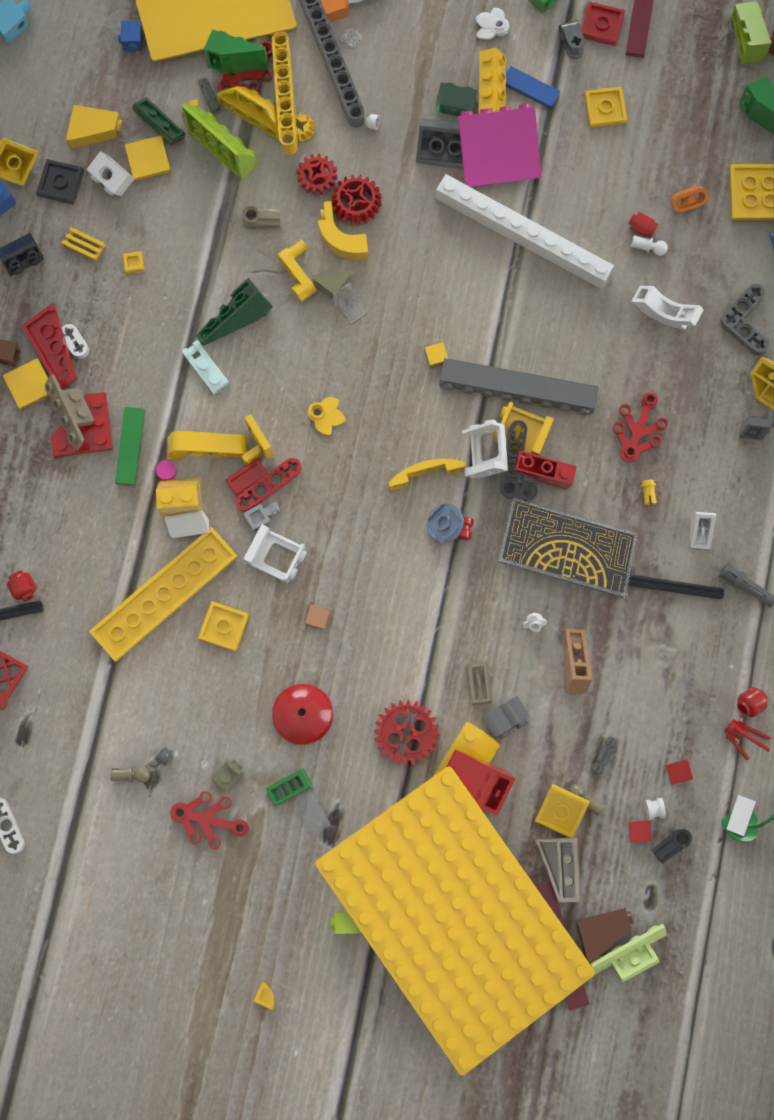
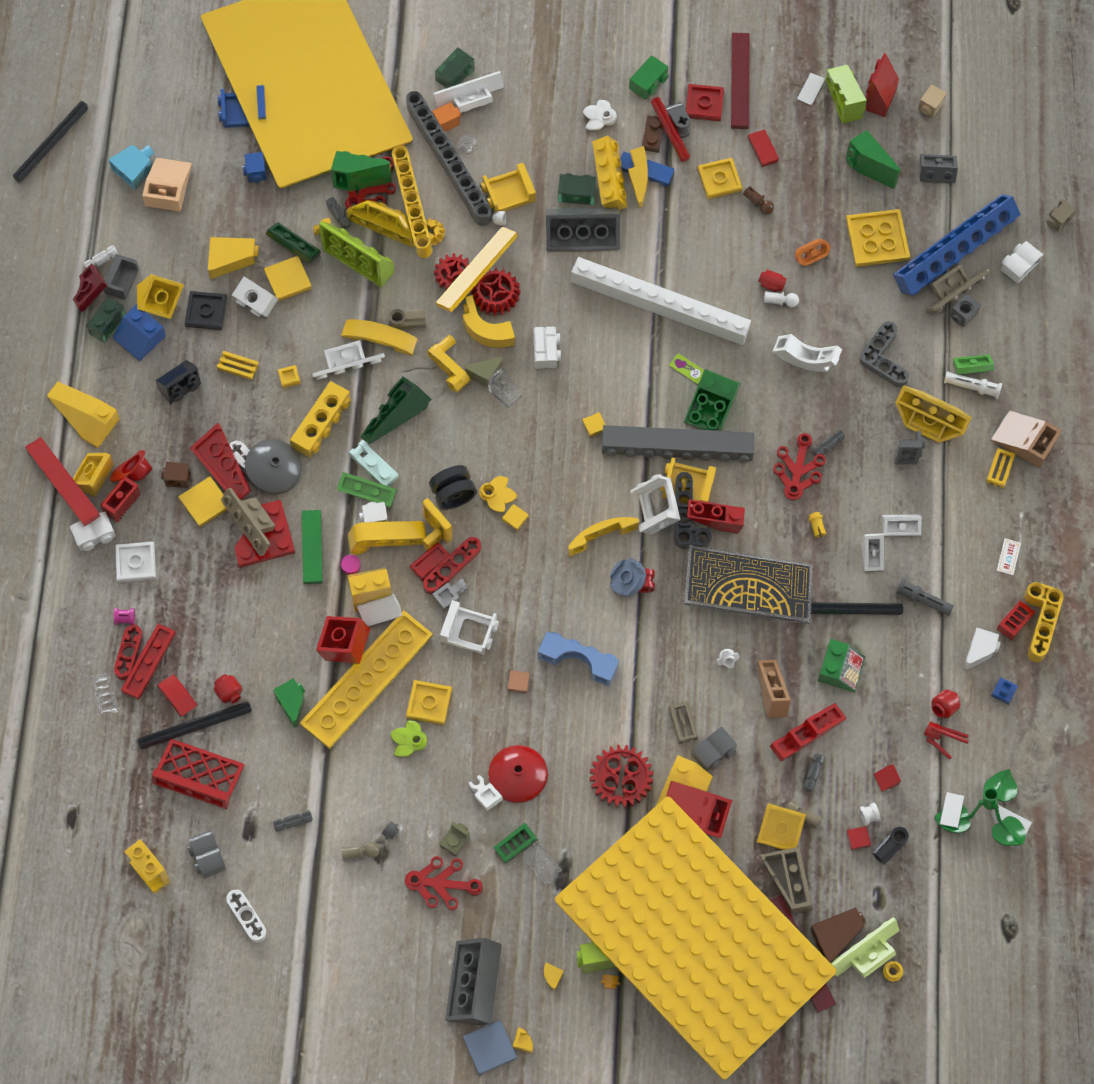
camera: 10 degrees left, 10 degrees down
(39, 43) = (166, 184): none -> light nougat slope
(67, 732) = (293, 820): none -> dark grey axle
(84, 605) = (291, 699): none -> green slope
(99, 368) = (269, 476): none -> dark grey dish
(144, 550) = (343, 639): none -> red brick
(171, 288) = (331, 395): none -> yellow brick
(193, 249) = (344, 357): none -> white bracket
(194, 393) = (366, 489): none -> bright green plate
(194, 662) = (406, 739): none -> lime plate
(197, 420) = (373, 512): none -> white brick
(223, 929) = (473, 981): none -> dark grey slope
(230, 998) = (489, 1047): none -> sand blue tile
(232, 230) = (381, 334): none -> yellow slope
(267, 733) = (485, 795): none -> white plate
(280, 404) = (452, 487): none -> black wheel
(305, 932) = (552, 975): none -> yellow tile
(339, 174) = (476, 269): none -> tile
(340, 442) = (515, 517): none -> yellow tile
(360, 588) = (556, 648): none -> medium blue arch
(362, 948) = (610, 981): none -> light orange plate
(386, 92) = (509, 189): none -> yellow panel
(398, 266) = (545, 347): none -> white brick
(499, 145) = (625, 224): dark pink panel -> none
(523, 92) = (639, 174): none -> yellow slope
(541, 306) = (687, 368): none -> lime sticker
(544, 51) = (652, 134): none -> reddish brown plate
(561, 346) = (712, 401): none -> green slope
(562, 48) = (670, 129): none -> red axle
(605, 712) = (808, 732): none -> red slope
(646, 978) = (893, 965): none -> yellow plate
(648, 144) = (766, 206): none -> reddish brown pin
(650, 647) = (841, 666): none -> green slope
(655, 80) = (763, 148): none -> red tile
(674, 406) = (829, 443): none -> dark grey axle
(715, 22) = (811, 89): none -> white sticker
(736, 503) = (901, 525): none -> white slope

